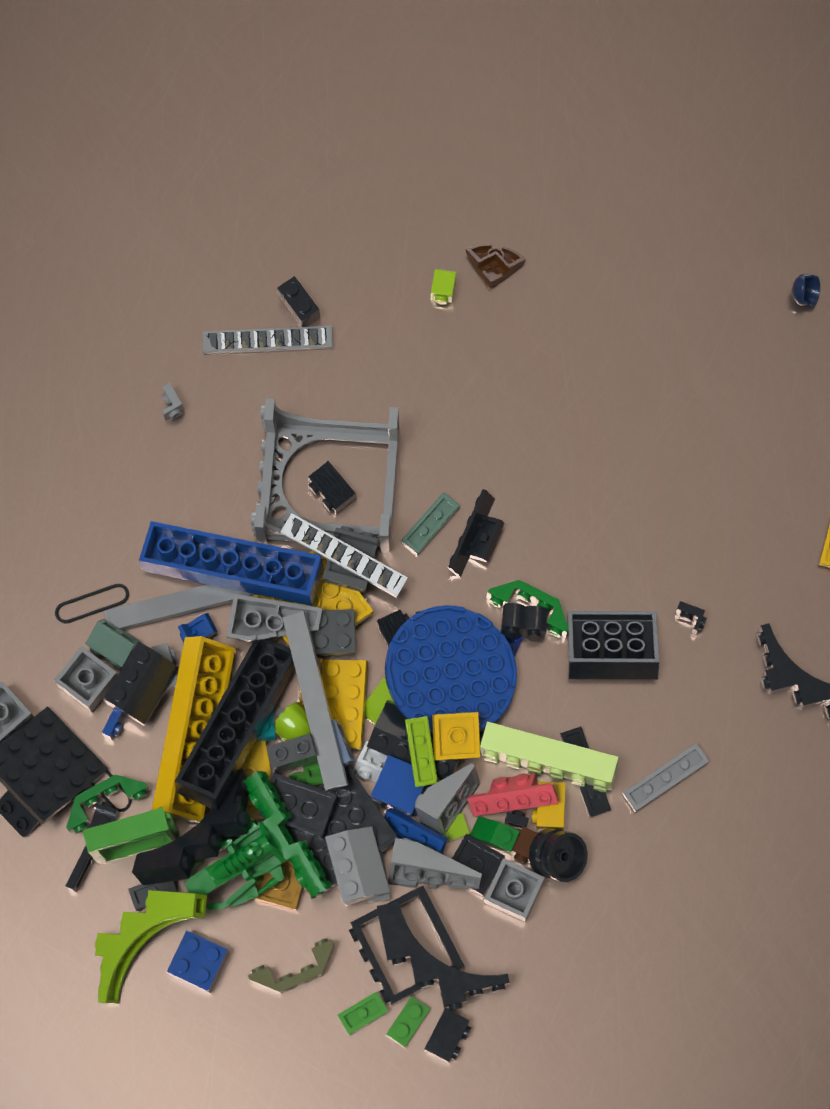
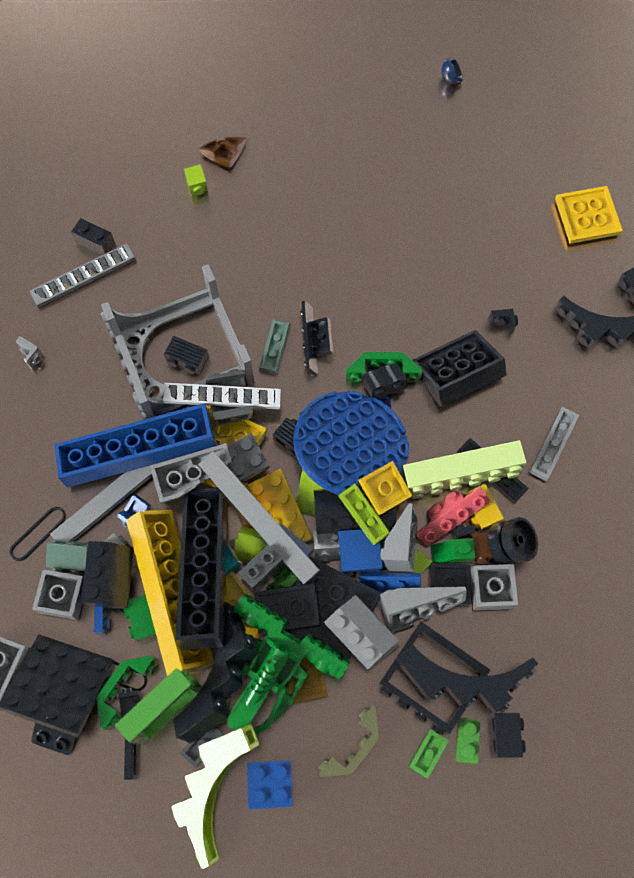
camera: 30 degrees left, 5 degrees down
(152, 742) = (140, 619): none -> green brick

